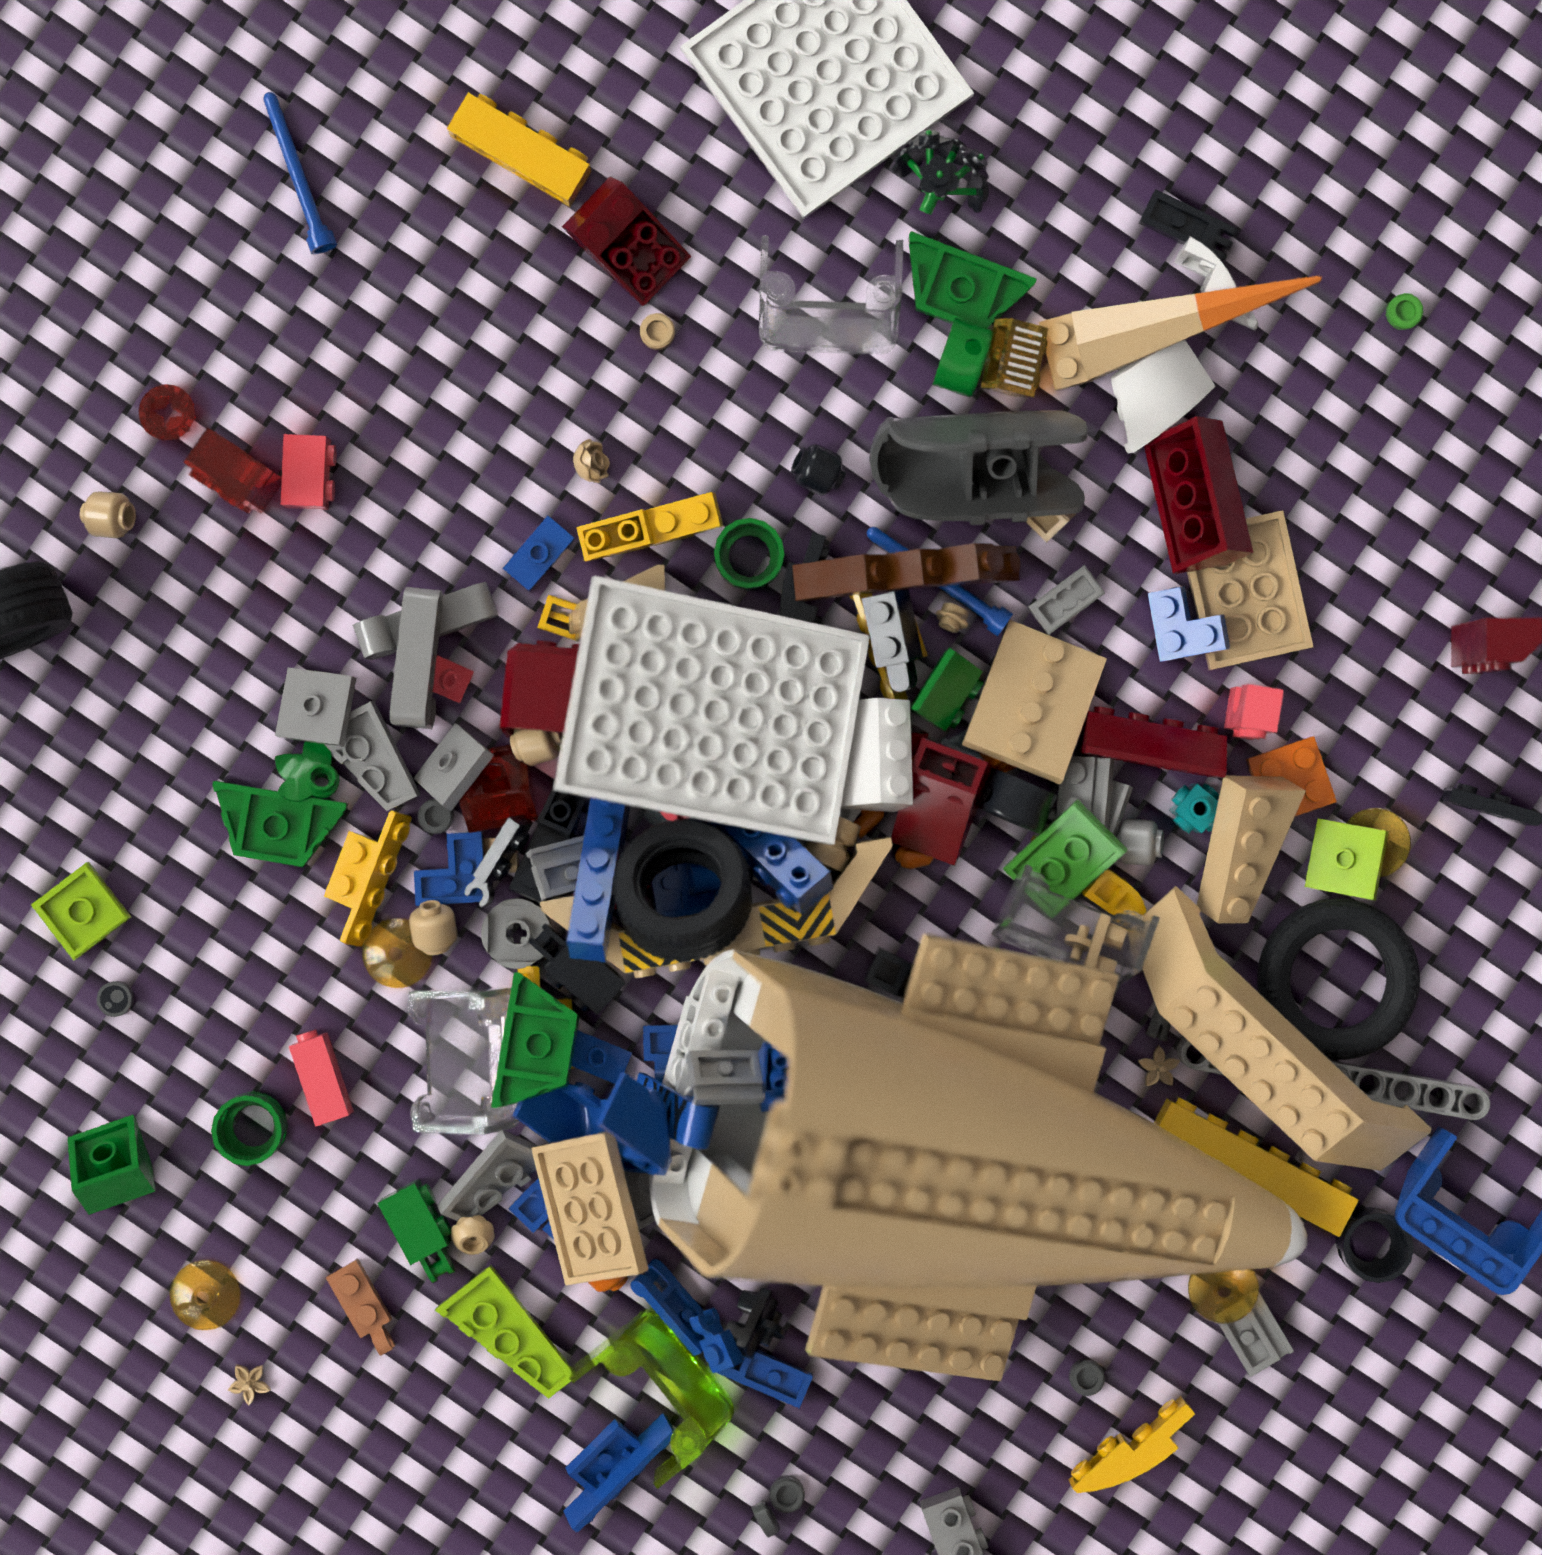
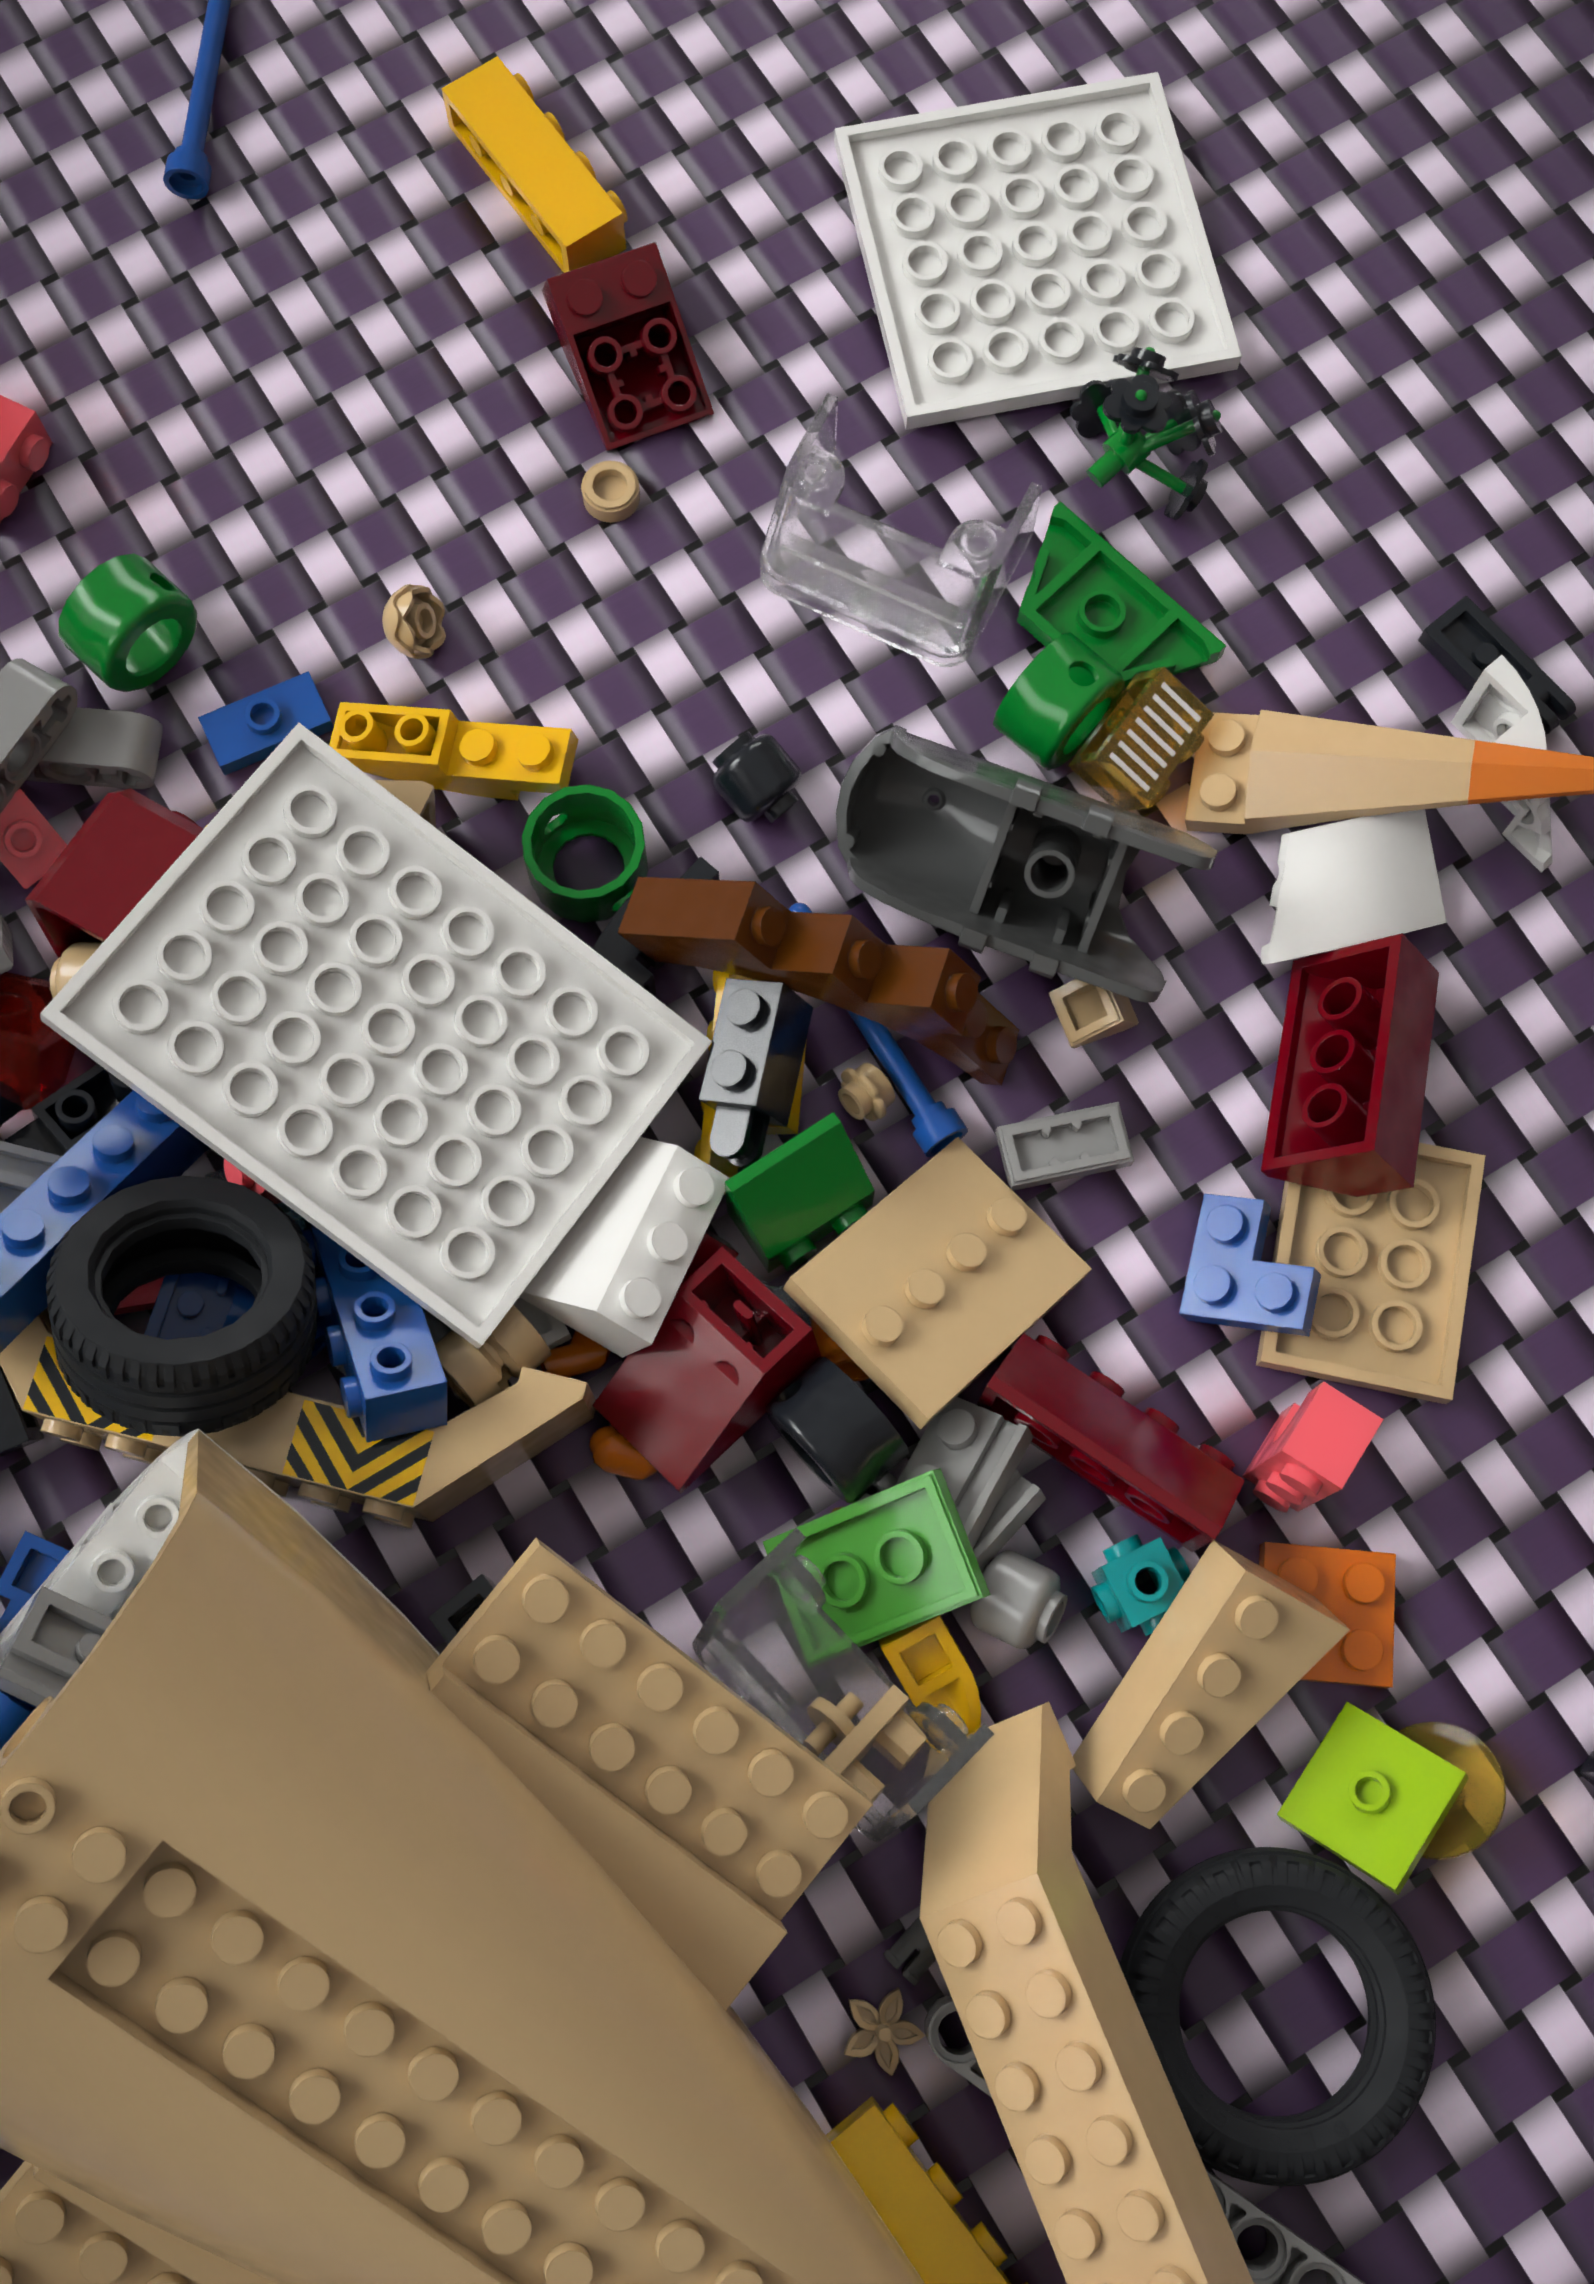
camera: 20 degrees right, 15 degrees down
(444, 537) = (127, 623): none -> green piece

